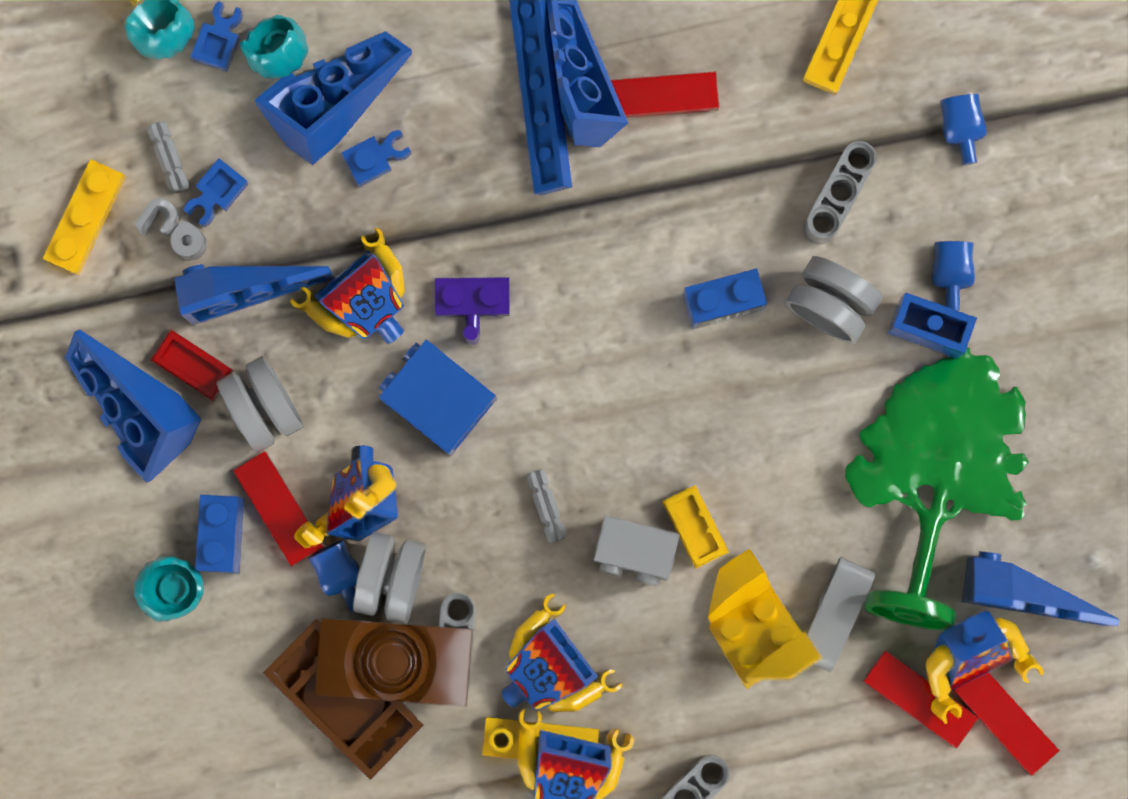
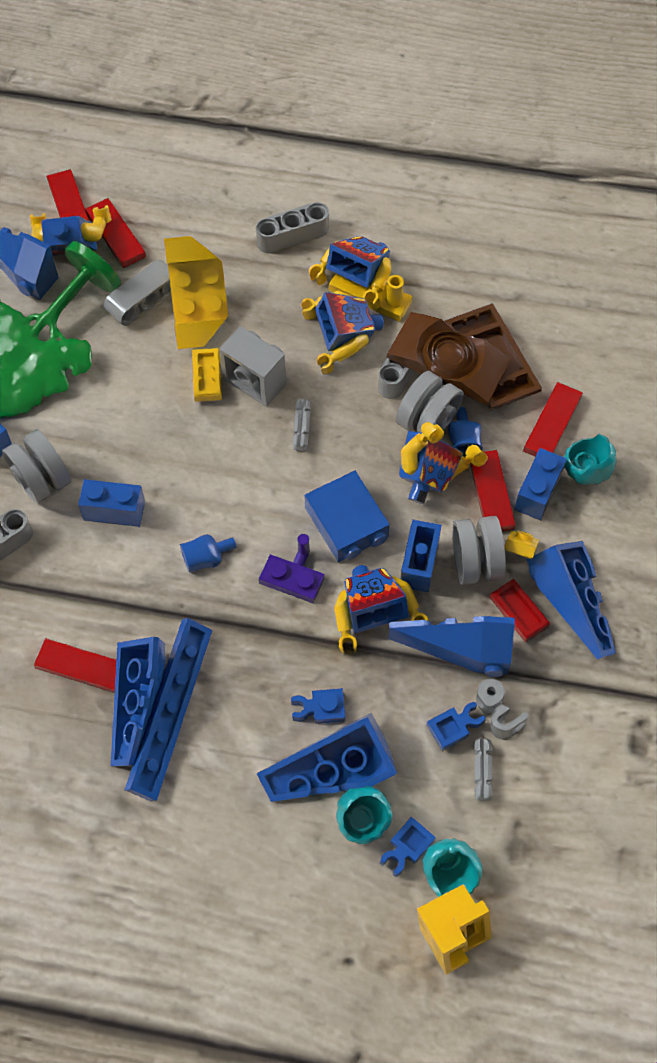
camera: 160 degrees left, 20 degrees down
(84, 217) = (566, 750): yellow plate -> none
(212, 436) = (521, 544): none -> yellow plate
(236, 639) = (553, 419): none -> red tile
(327, 374) = (420, 554): none -> blue brick
(587, 288) = (205, 552): none -> blue piece

